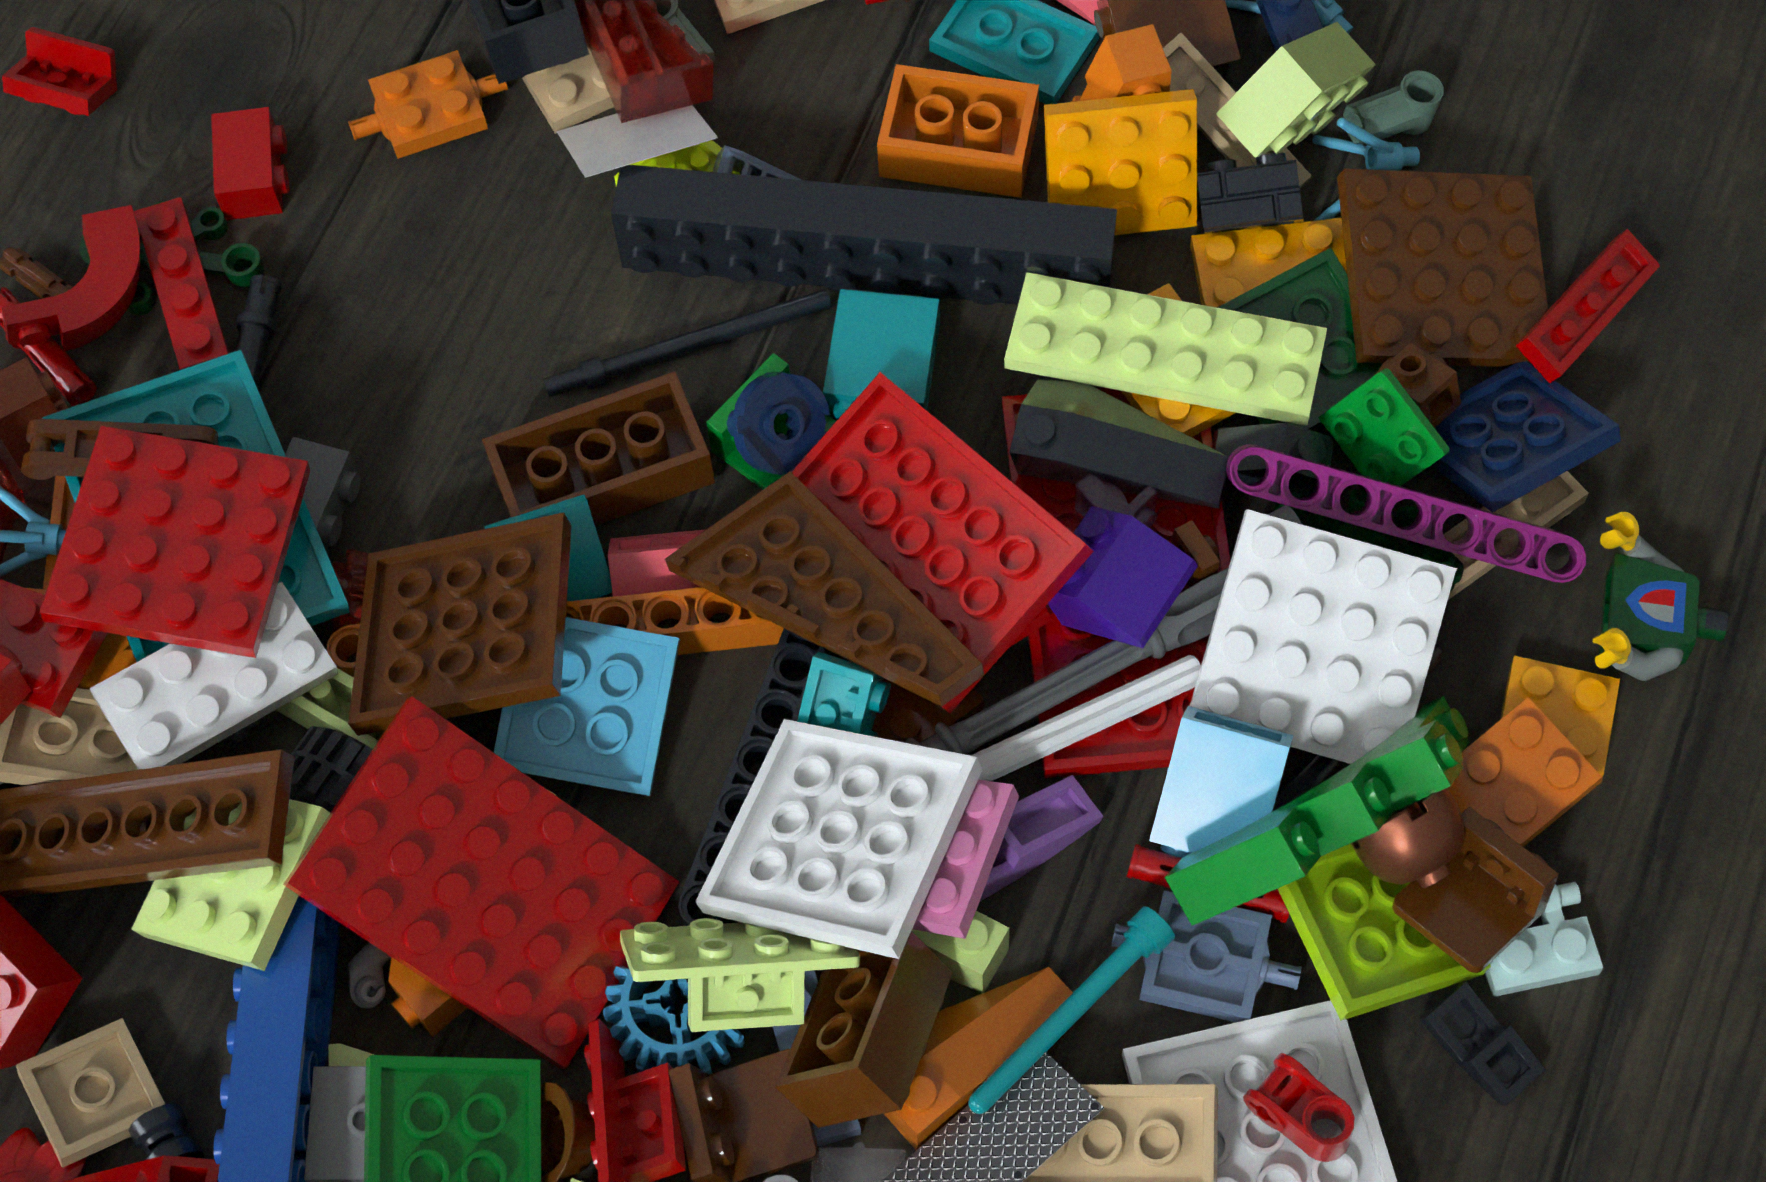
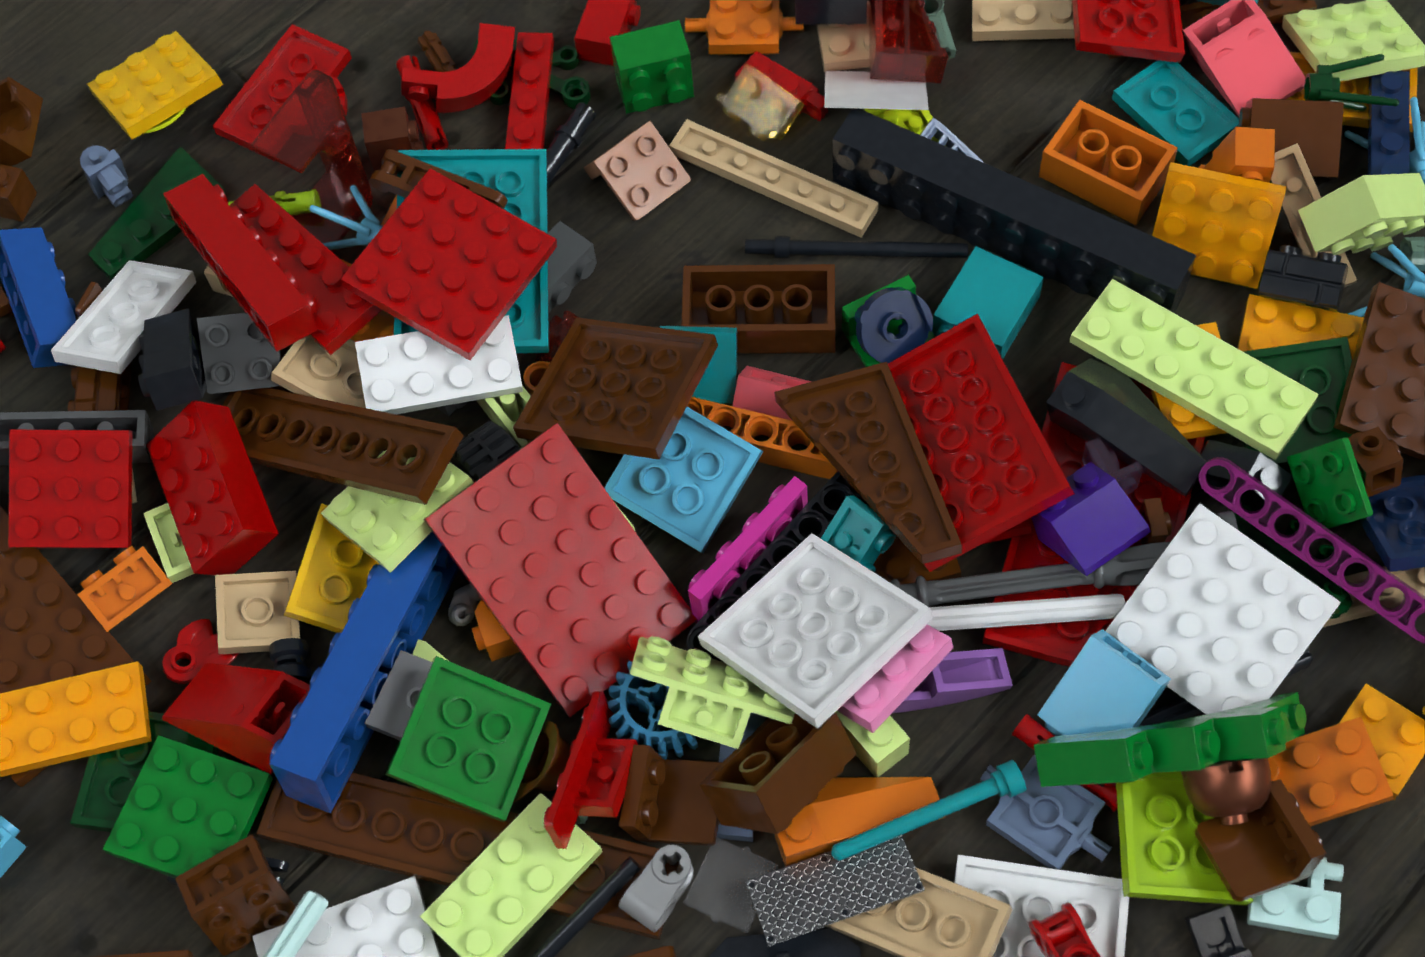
camera: 25 degrees right, 0 degrees up
(176, 1010) = (328, 578): none -> yellow plate
(334, 198) = (652, 66): none -> green brick
(369, 336) = (640, 171): none -> nougat bracket
(493, 199) = (761, 104): none -> clear yellow bracket
(509, 170) = (792, 83): none -> red hinge
(546, 289) = (774, 178): none -> tan plate
(702, 784) = (737, 556): none -> dark pink plate

